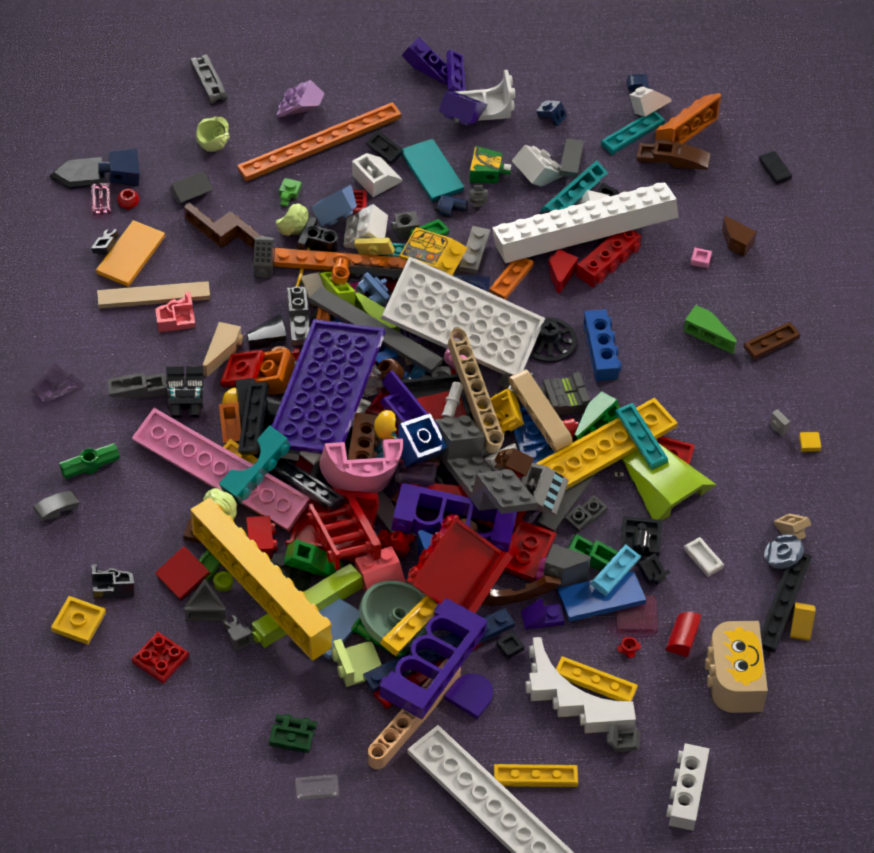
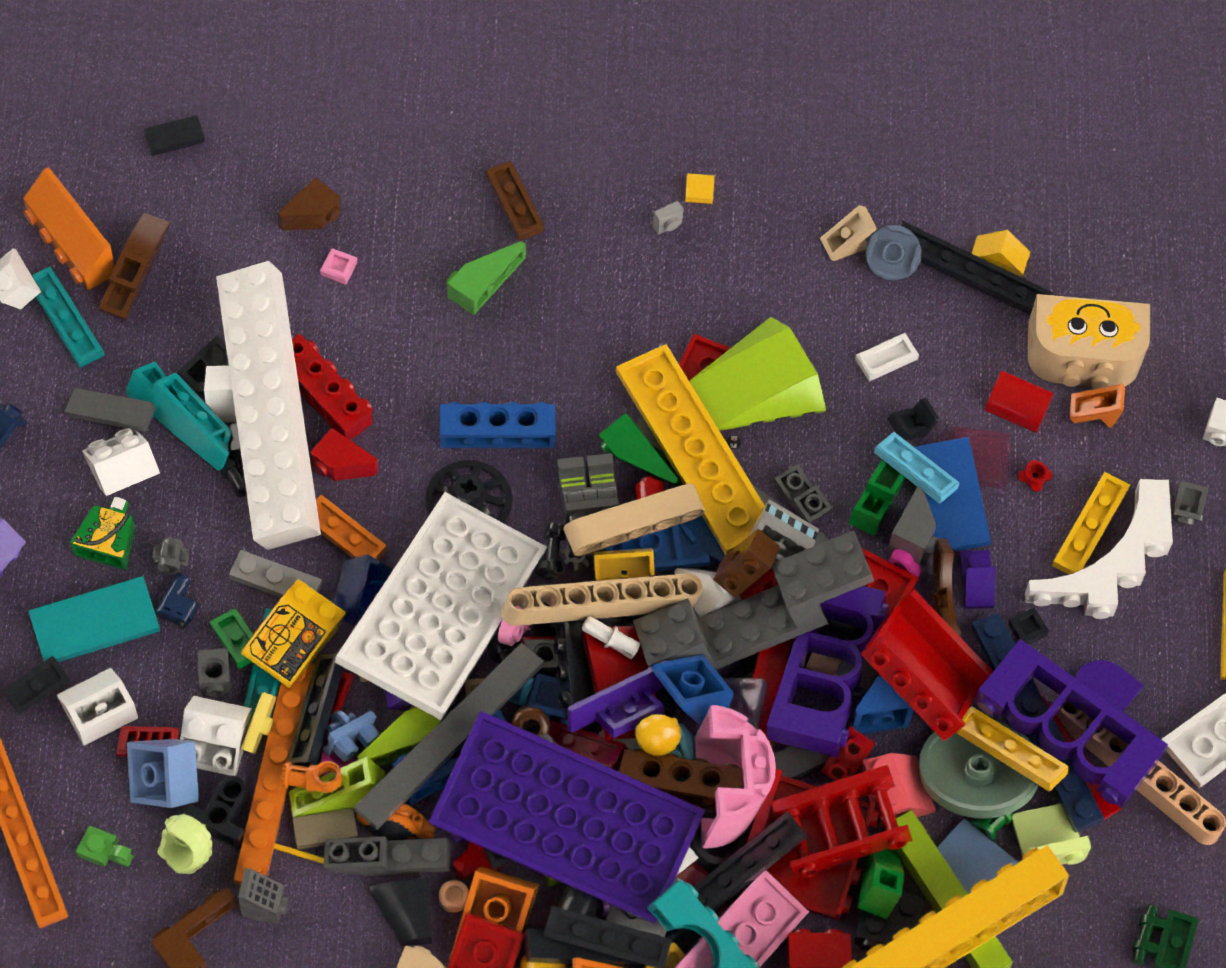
camera: 85 degrees left, 10 degrees up
(641, 436) = (691, 392): teal tile -> none
(641, 535) = (851, 429): black plate -> none
(689, 680) = (1099, 403): none -> orange slope

